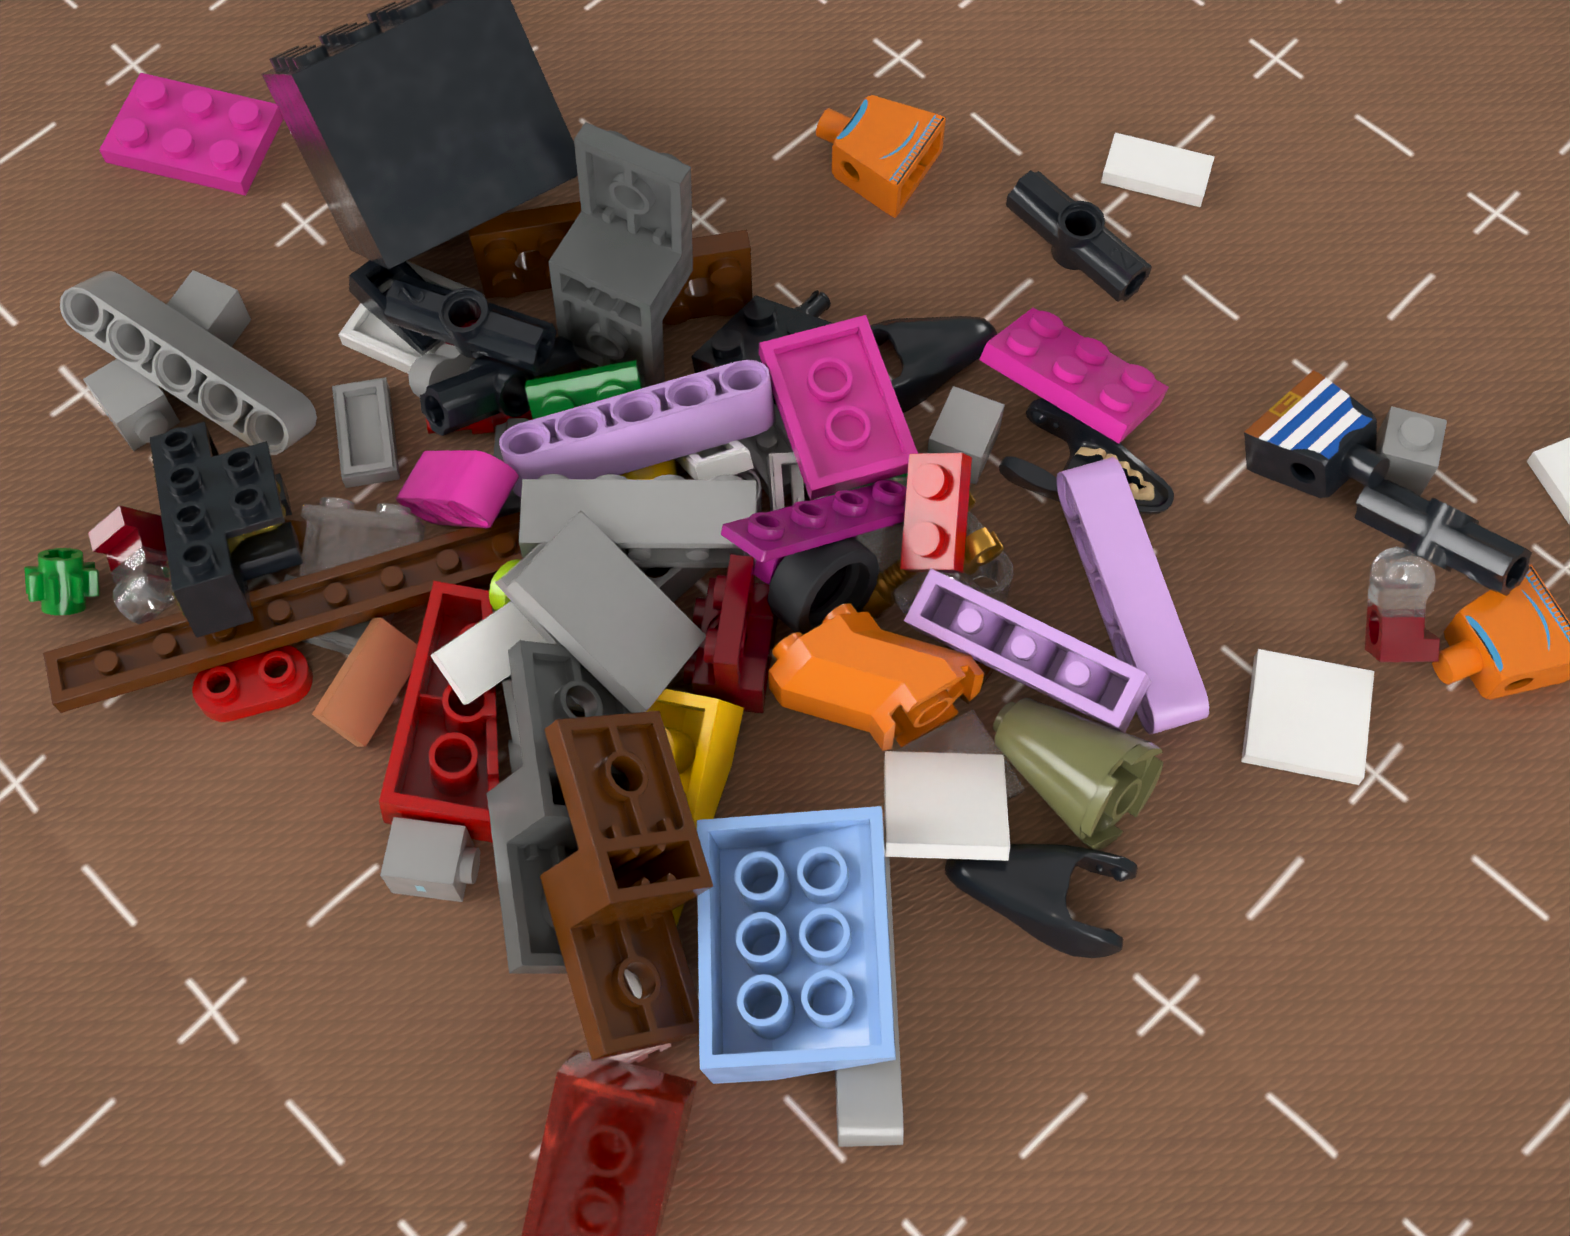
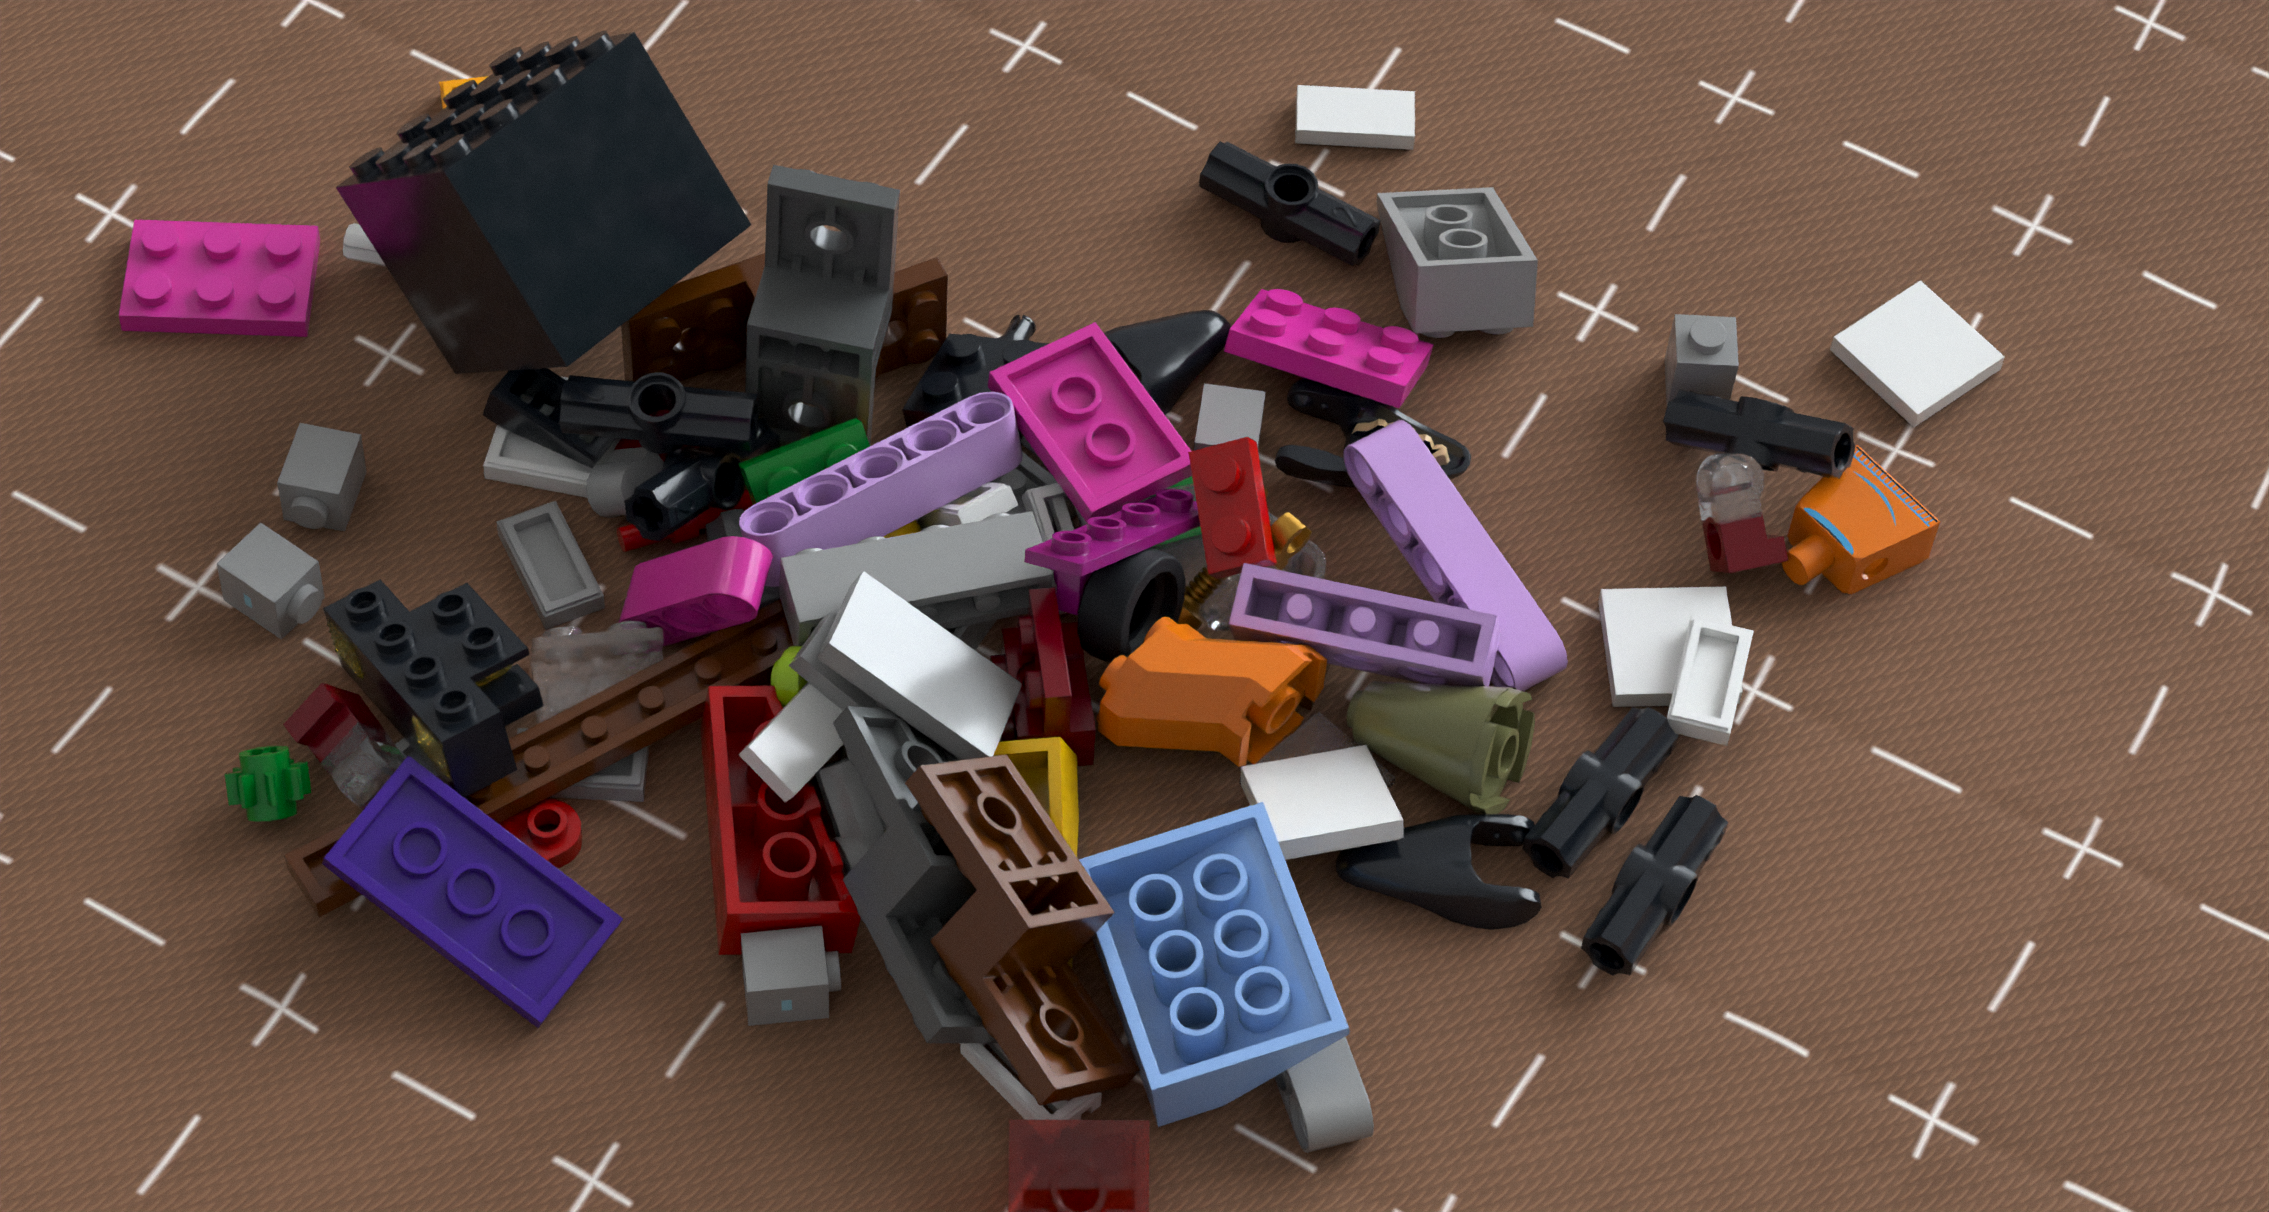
camera: 20 degrees left, 10 degrees down
(181, 723) = (472, 891): none -> dark purple plate
(188, 361) = (305, 525): light grey beam -> none
(367, 682) = (654, 816): nougat tile -> none
(883, 149) = (1042, 150): orange torso -> none
(1206, 849) = (1600, 792): none -> black piece
(1211, 316) = (1458, 261): none -> light grey slope
(1232, 954) = (1654, 885): none -> black piece
(1316, 440) = (1604, 366): torso -> none
(1335, 762) = (1709, 680): none -> white tile

